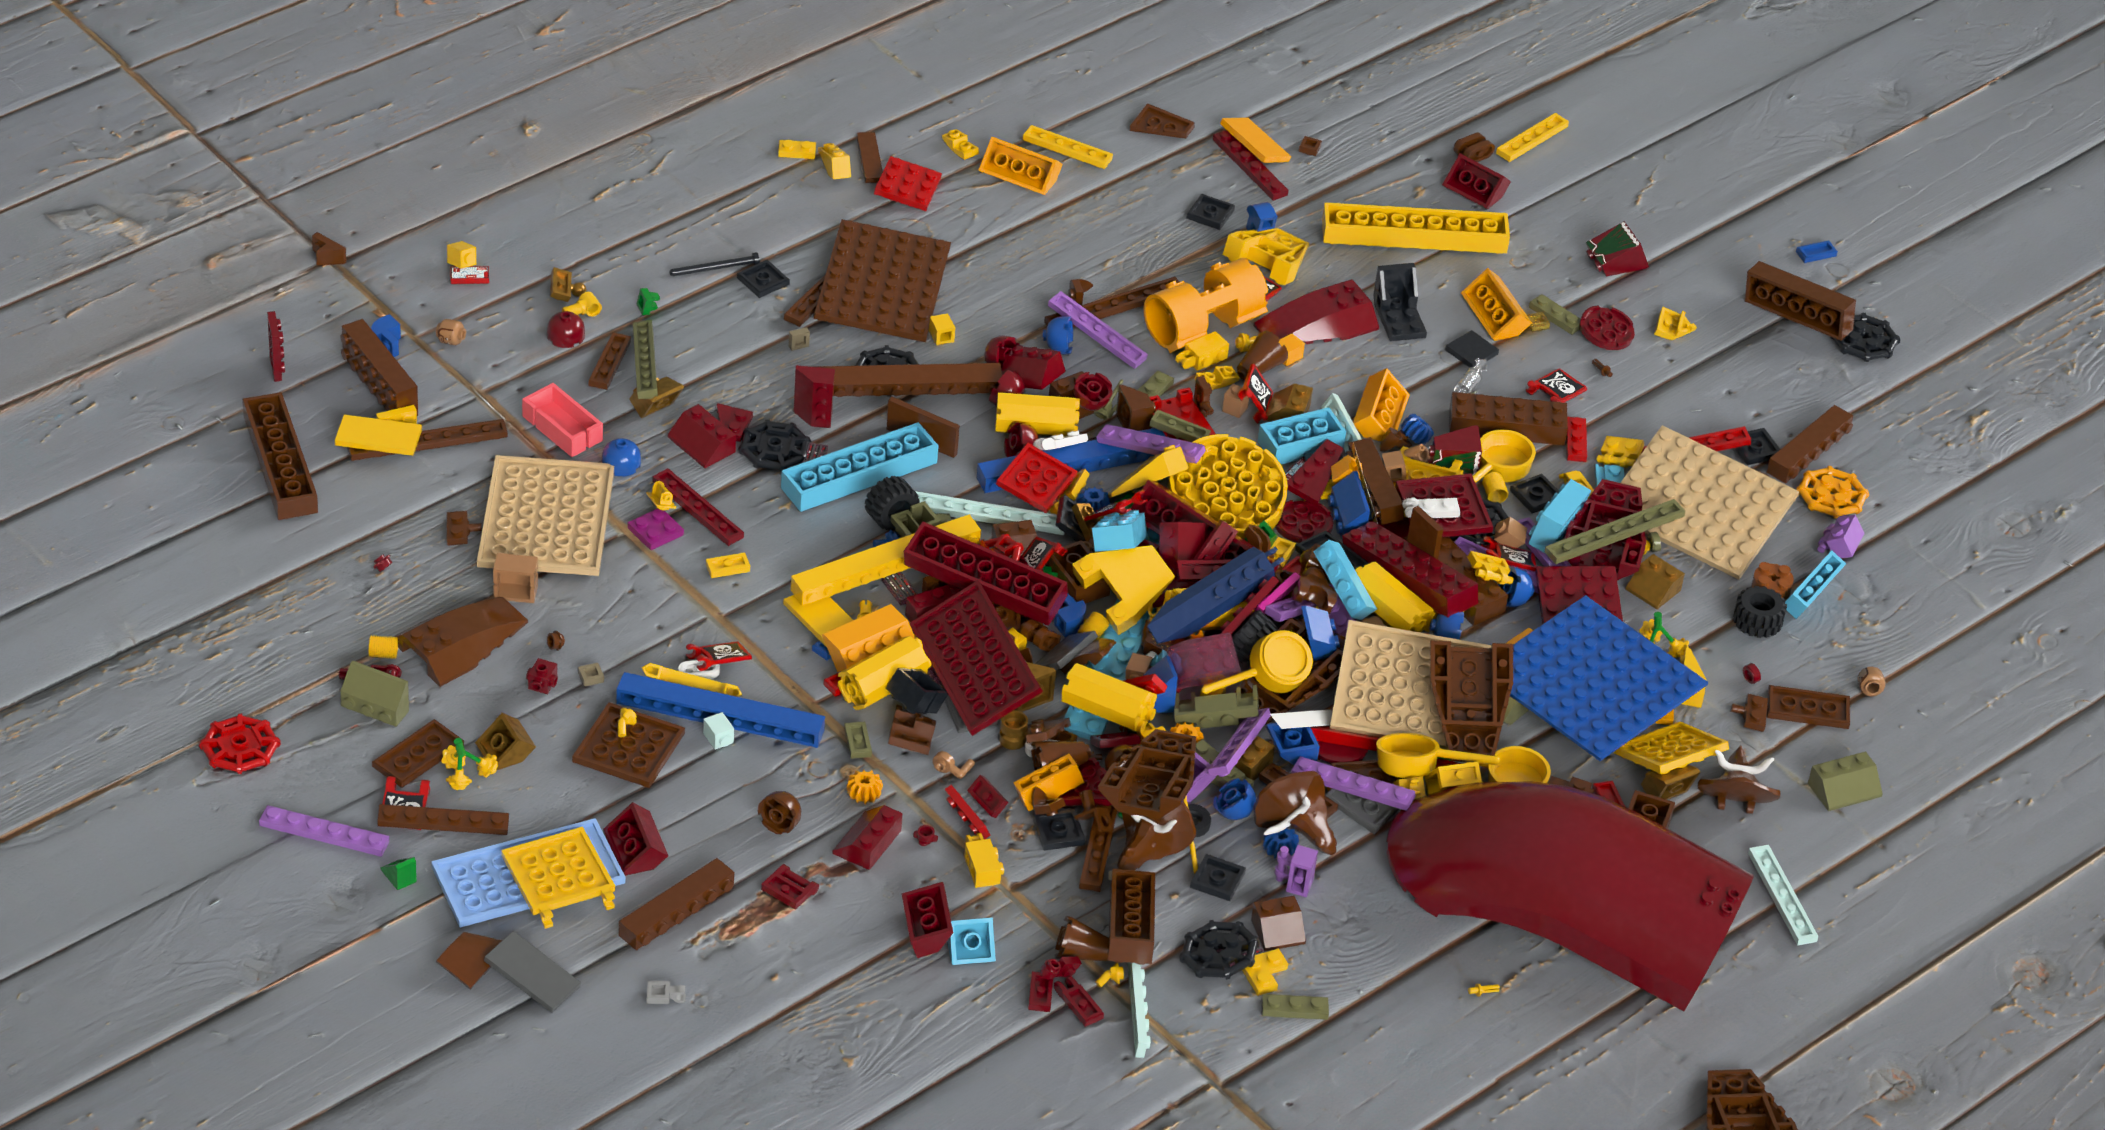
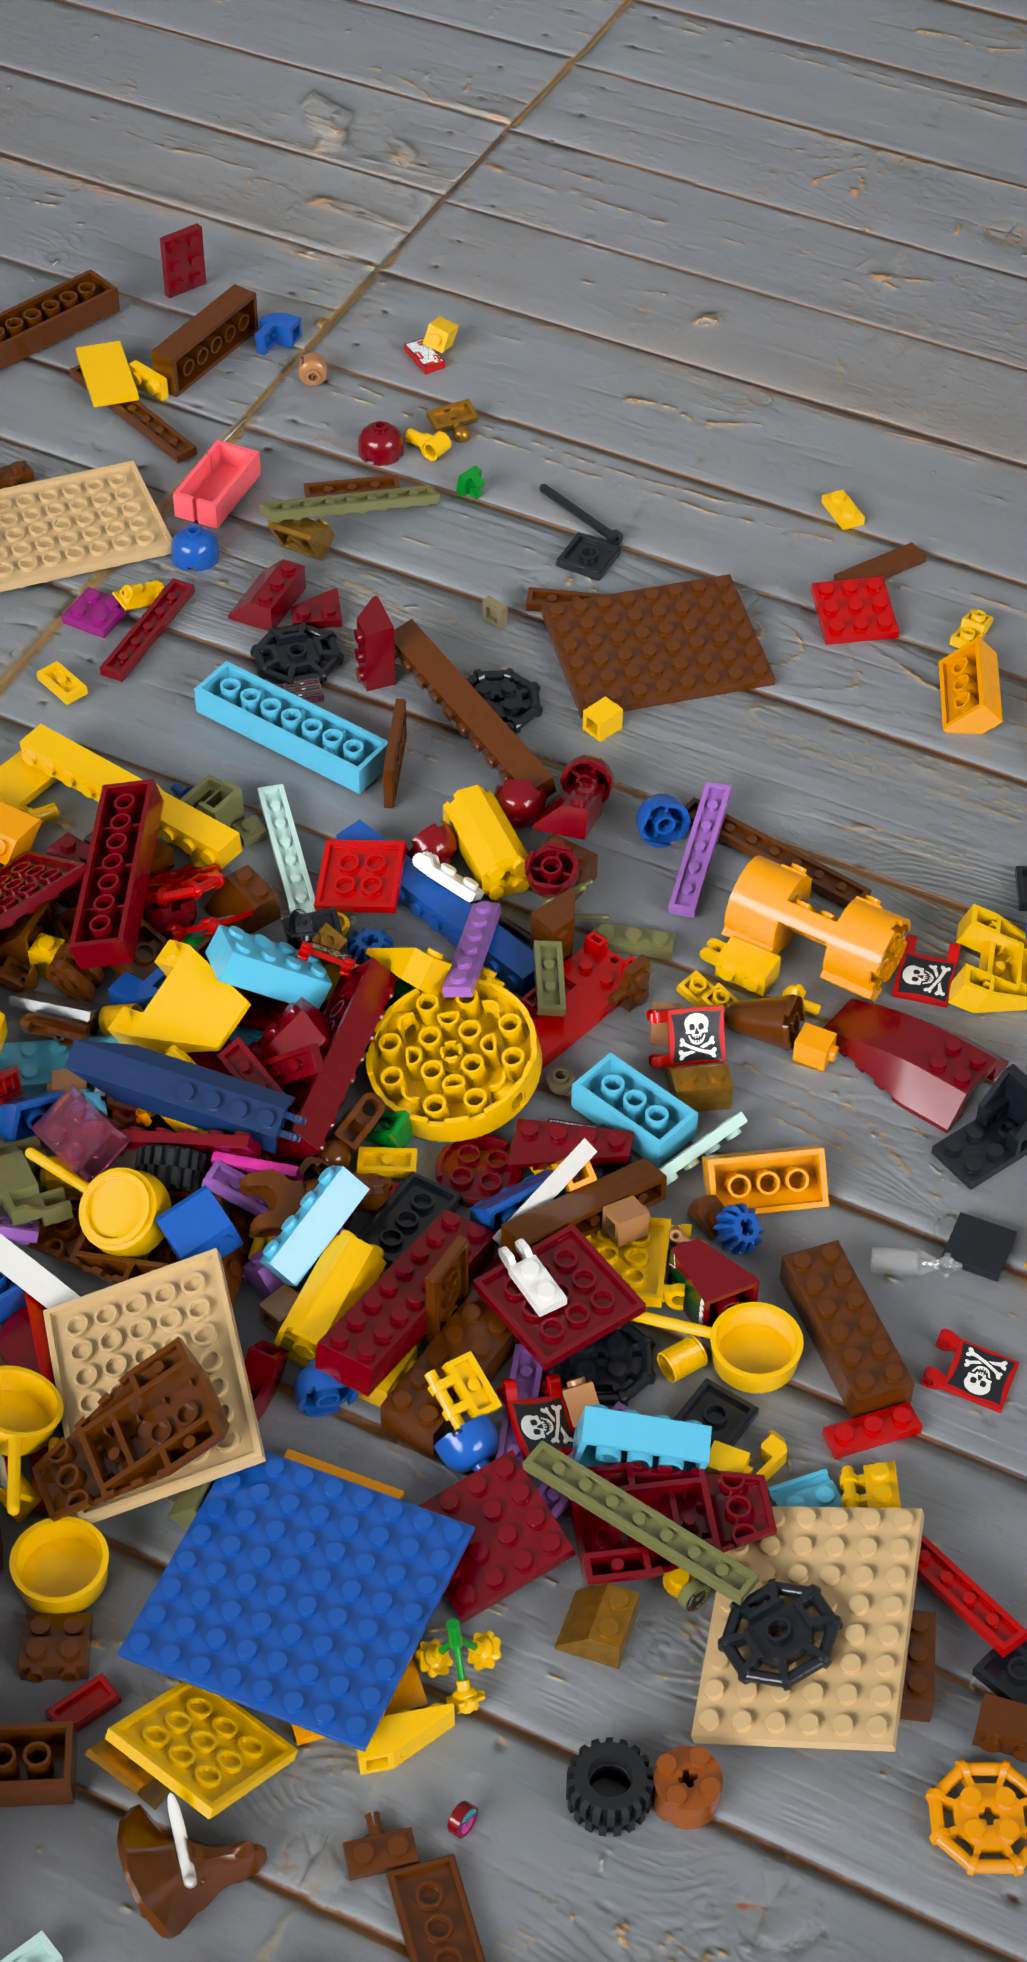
camera: 70 degrees right, 5 degrees up
(328, 251) = (381, 256): reddish brown slope -> none
(835, 161) = (839, 541): yellow slope -> none
(889, 498) = (233, 760): black tyre -> none
(1077, 289) = (771, 810): reddish brown plate -> none
(1077, 484) = (401, 924): yellow plate -> none
(1089, 508) = (301, 926): none -> black hinge
(1713, 518) = (783, 1650): none -> black plate
(1814, 584) = (720, 1847): medium azure brick -> none
(1842, 536) = (870, 1861): medium lavender brick -> none

